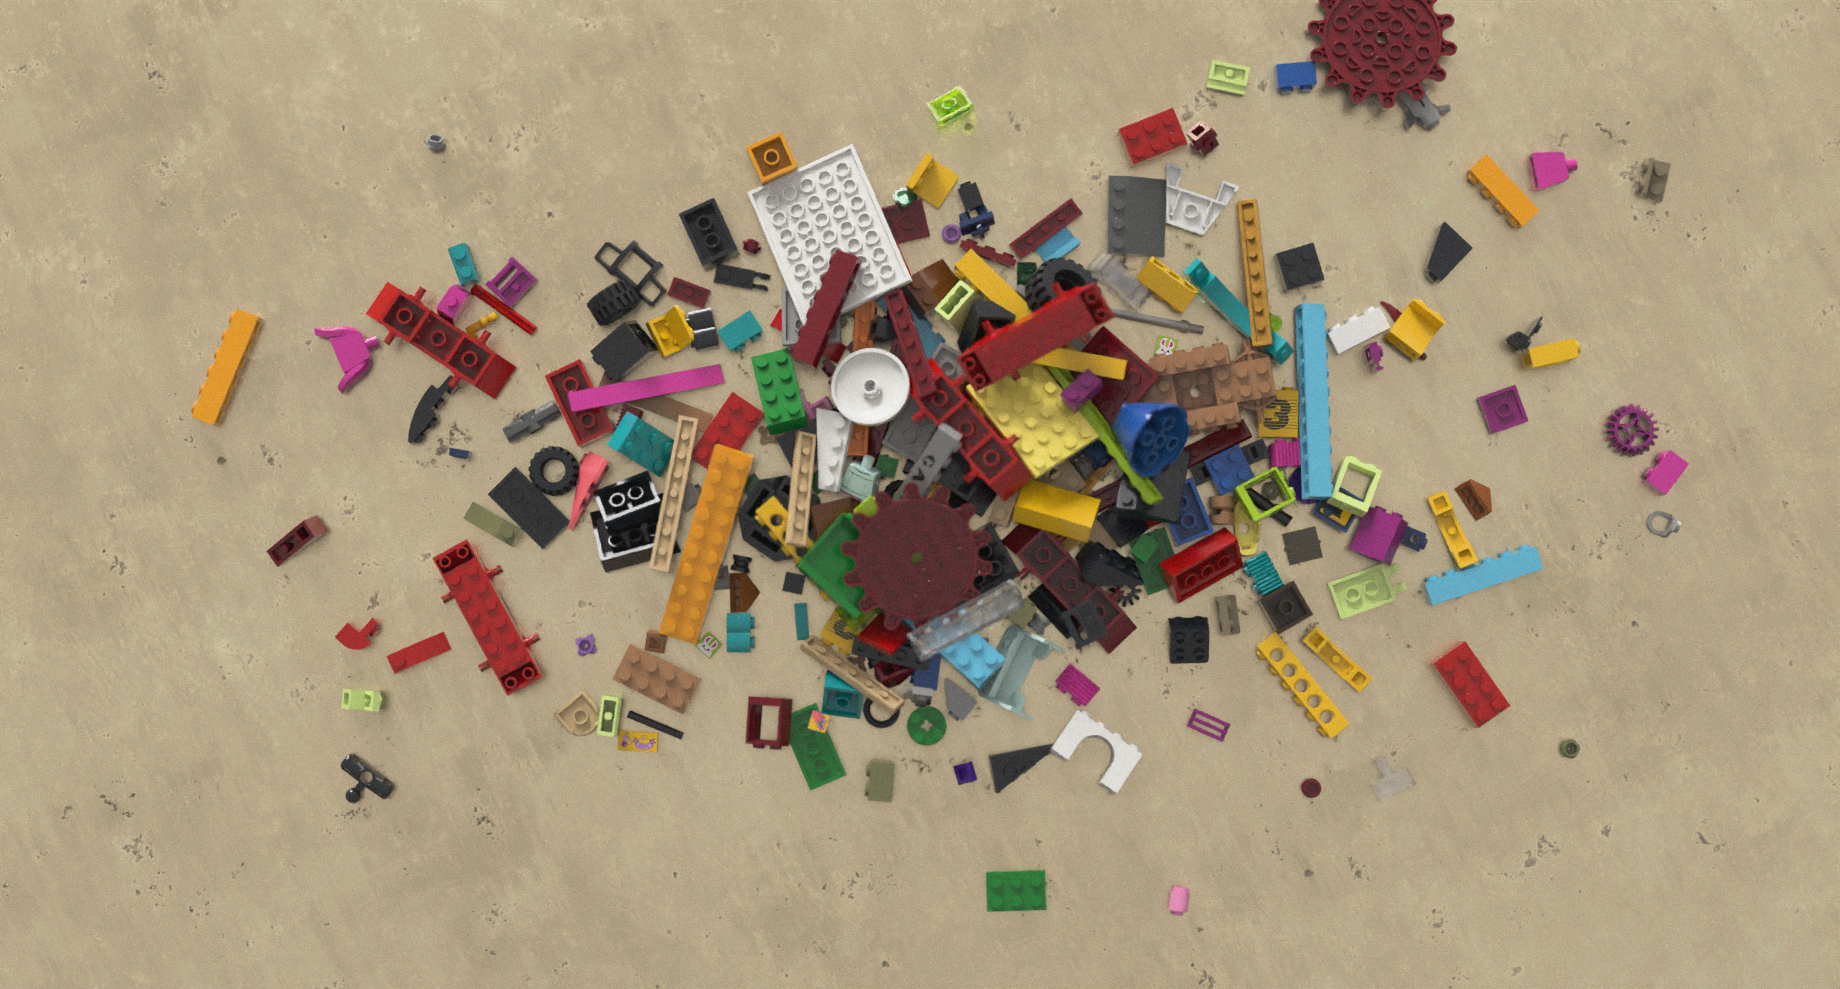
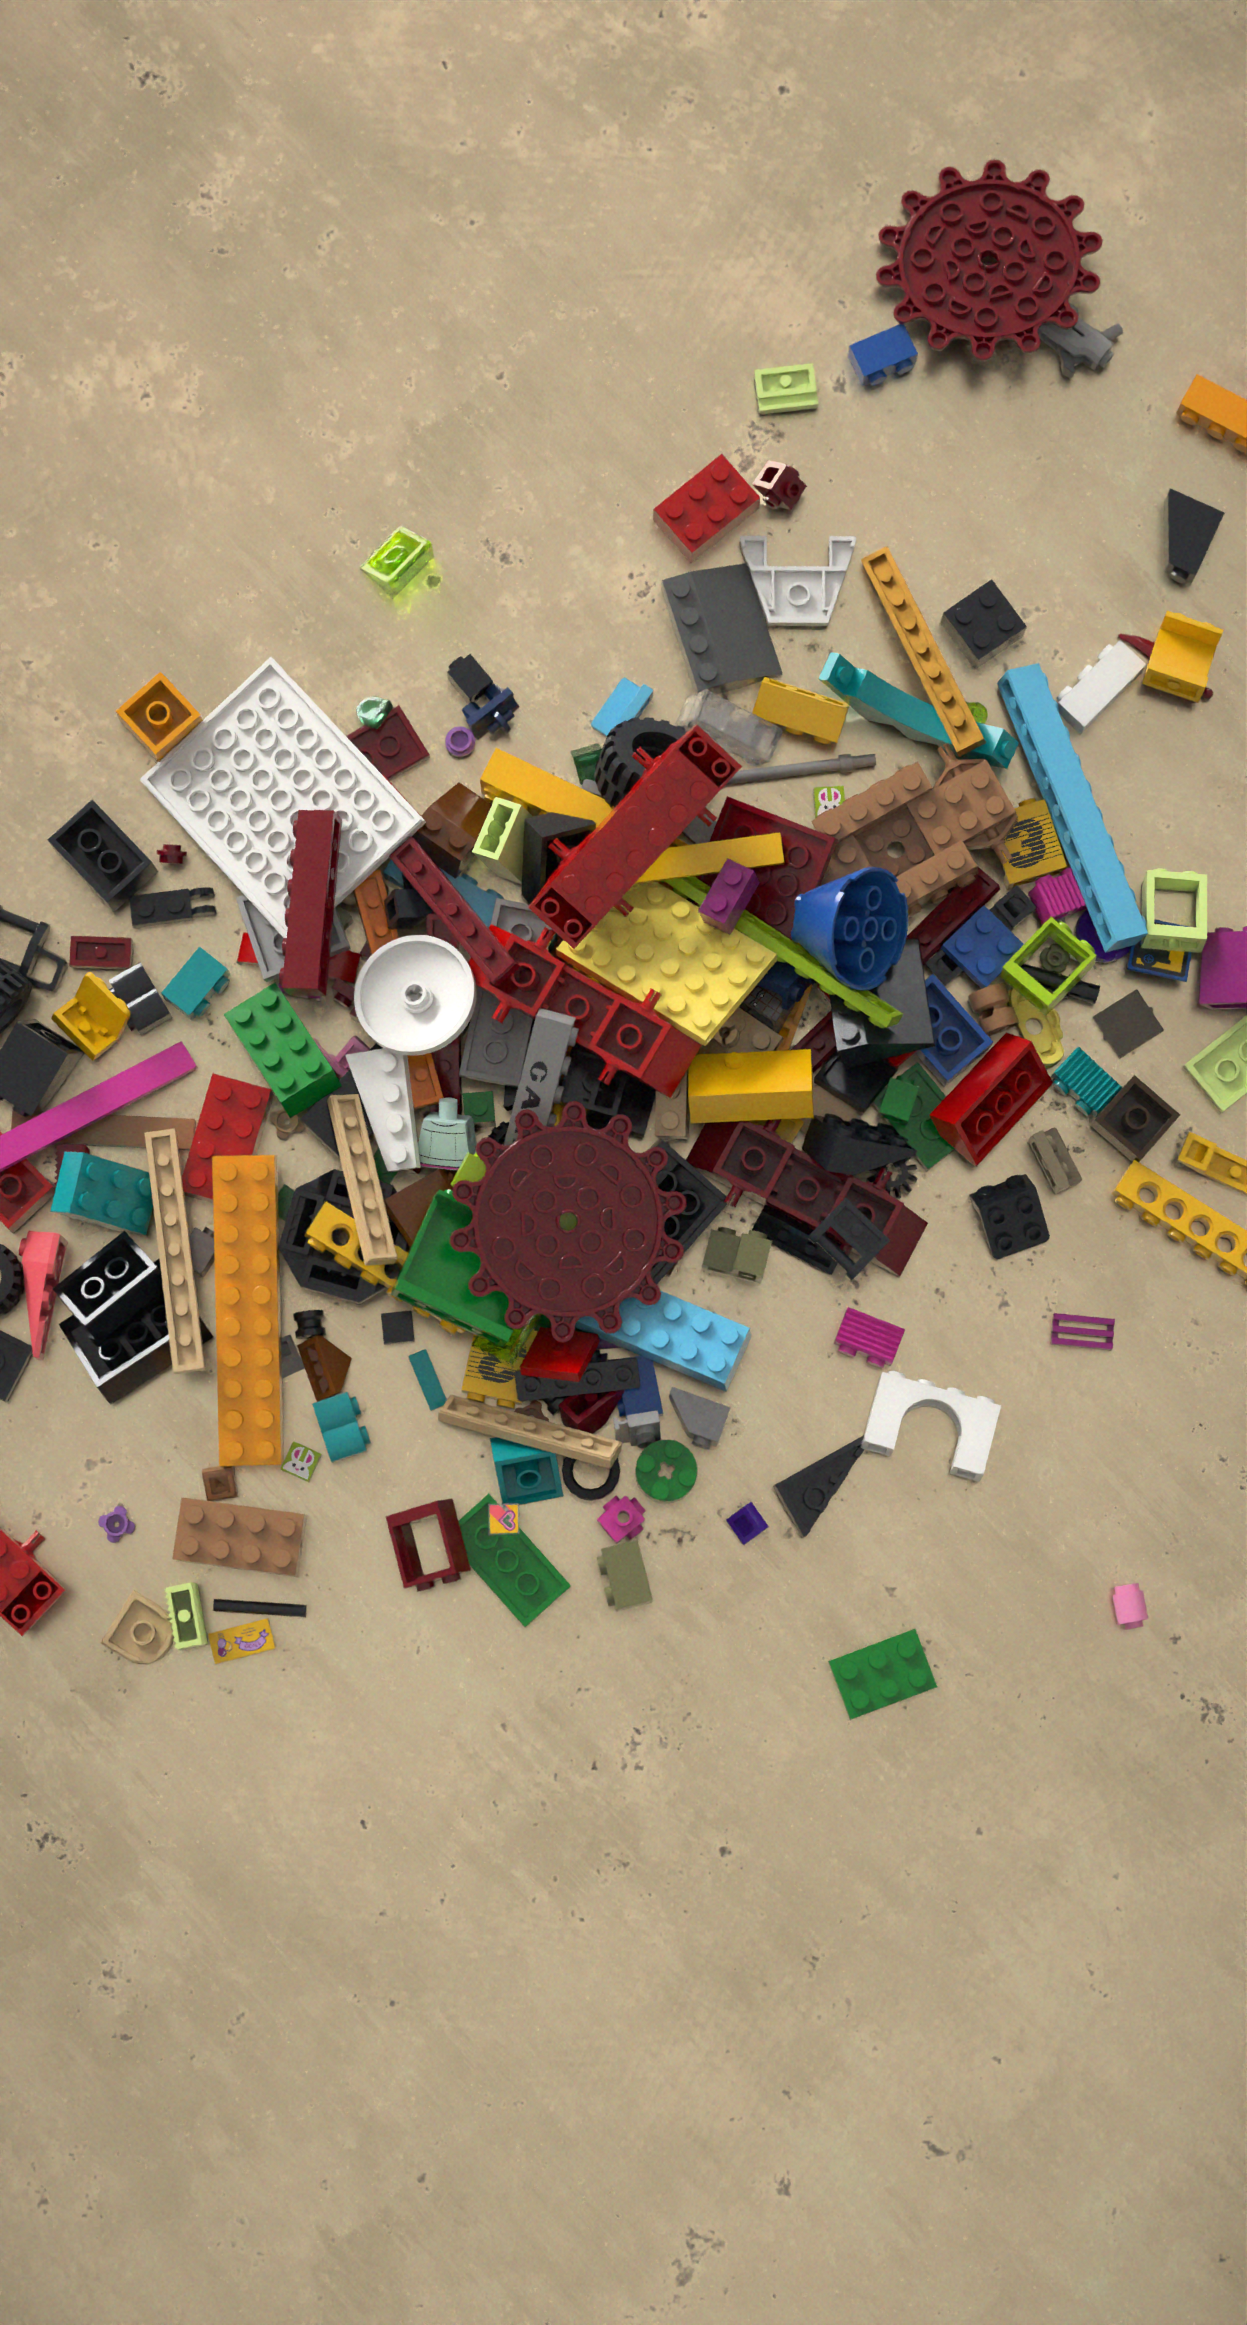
camera: 20 degrees left, 5 degrees down
(884, 750) = (614, 1527): none -> dark pink brick
(932, 181) = (405, 674): yellow bracket -> none
(966, 620) = (673, 1289): clear brick -> none
(988, 253) = (551, 753): dark red plate -> none
(1019, 651) = (769, 1313): light aqua windscreen -> none
(1038, 623) = (781, 1265): light grey wheel -> none
(1045, 229) = (595, 689): dark red plate -> none
(1373, 356) = (1135, 713): magenta plate -> none

